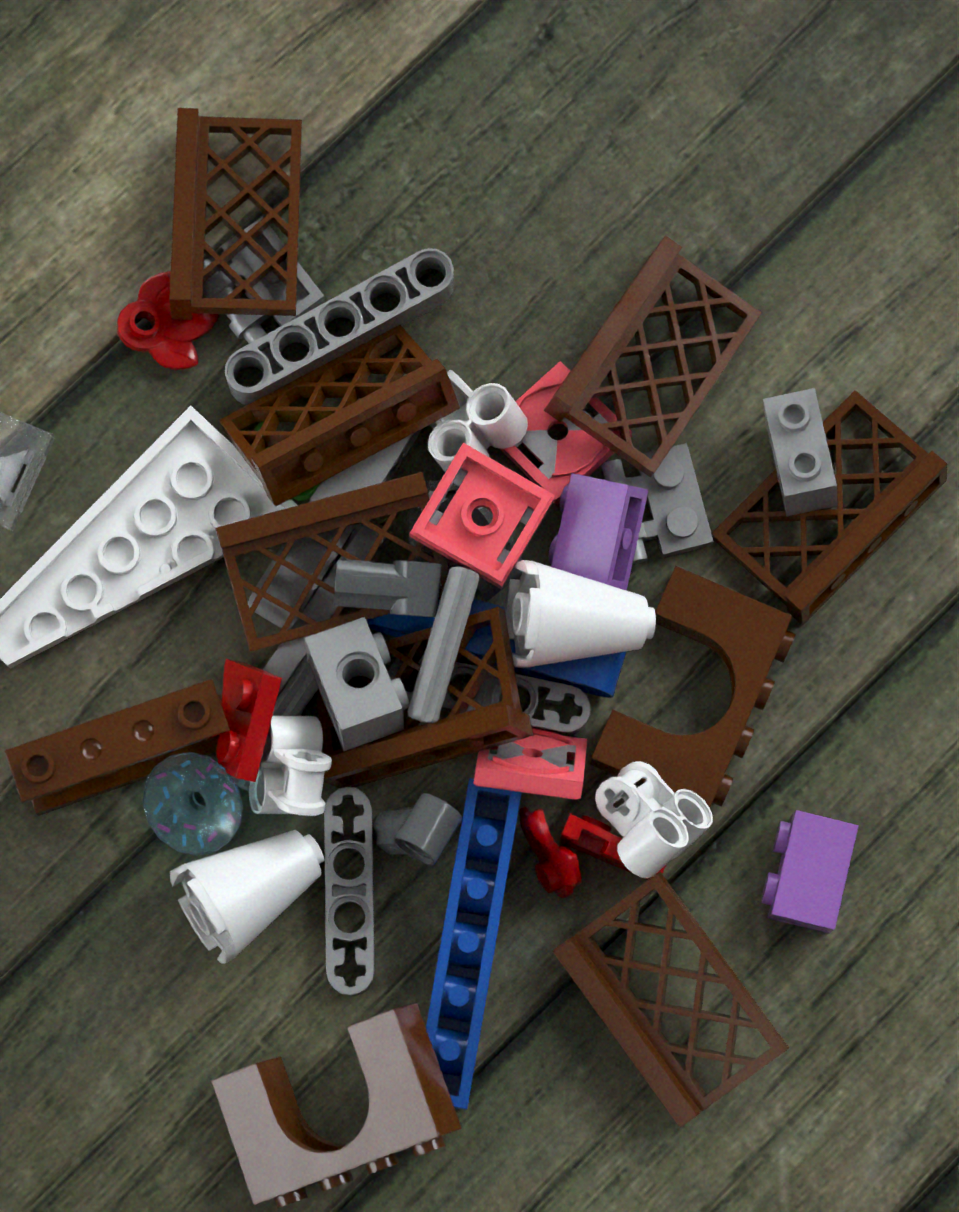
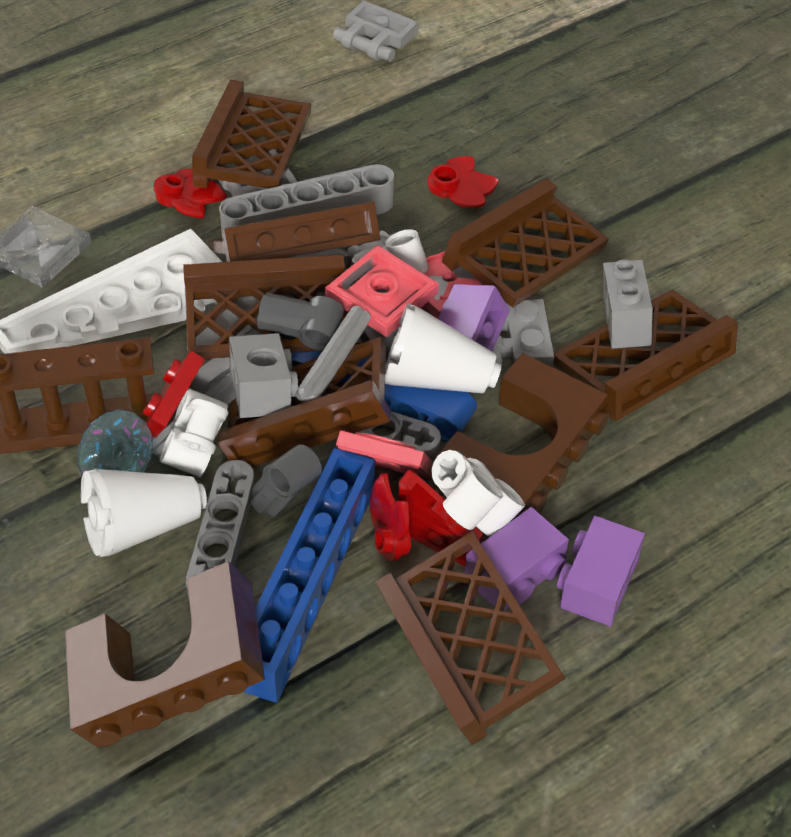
camera: 10 degrees right, 30 degrees down
(552, 234) = (461, 182): none -> red plate
(714, 871) = (523, 554): none -> medium lavender brick

